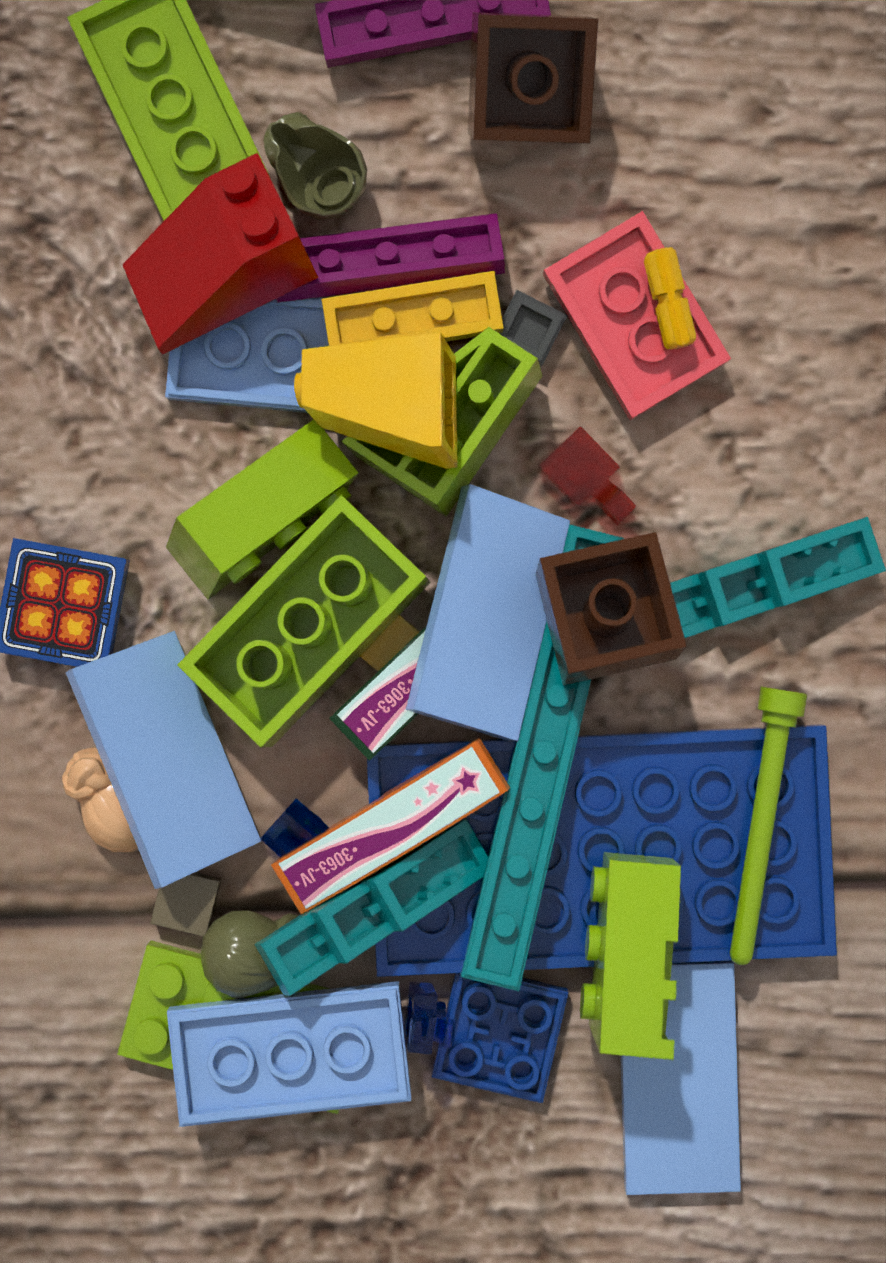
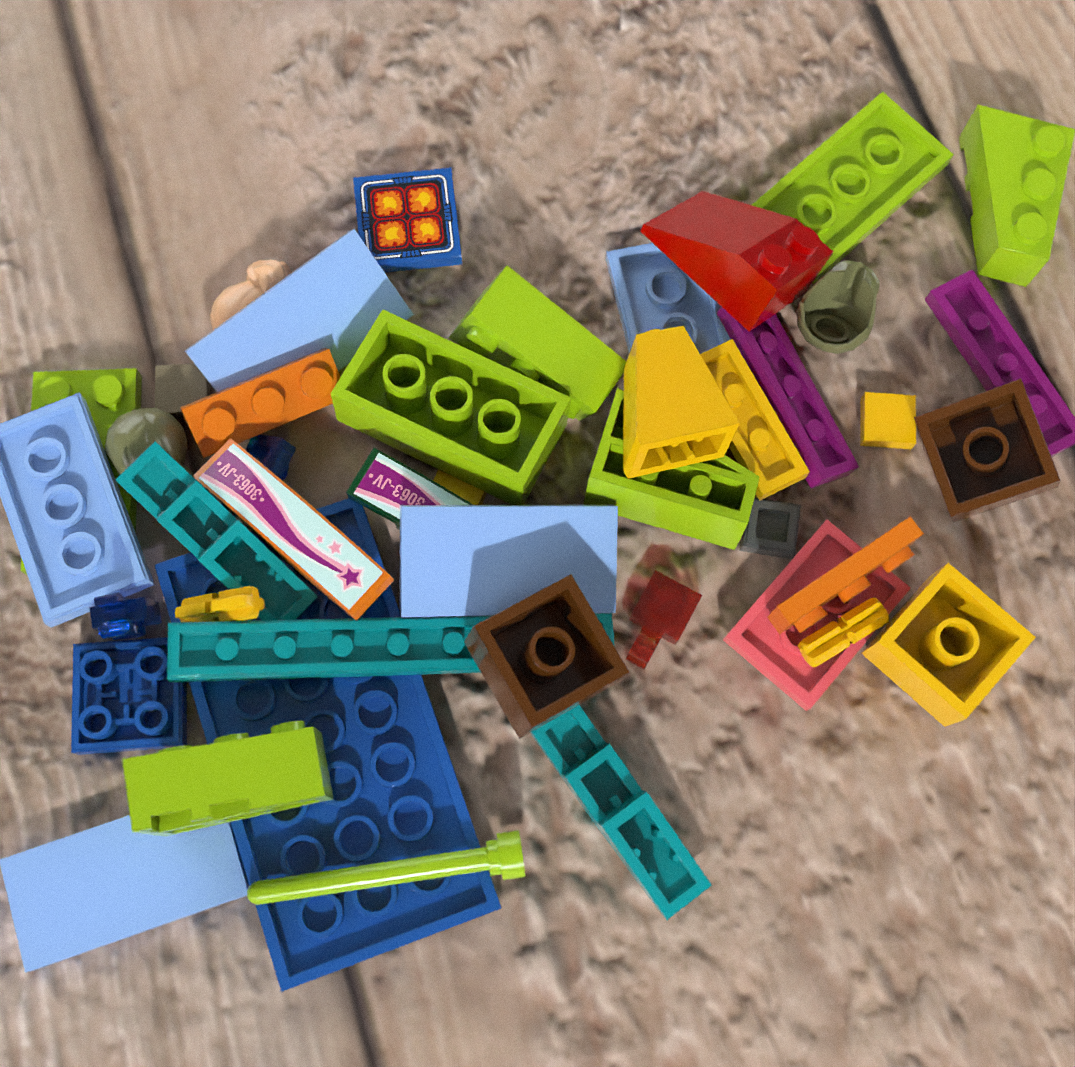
camera: 65 degrees right, 15 degrees down
(233, 818) = (262, 402): none -> orange plate
(451, 161) = (887, 420): none -> yellow tile
(454, 921) = (228, 605): none -> yellow piece
(619, 275) = (847, 578): none -> orange plate
(715, 196) = (948, 645): none -> yellow brick

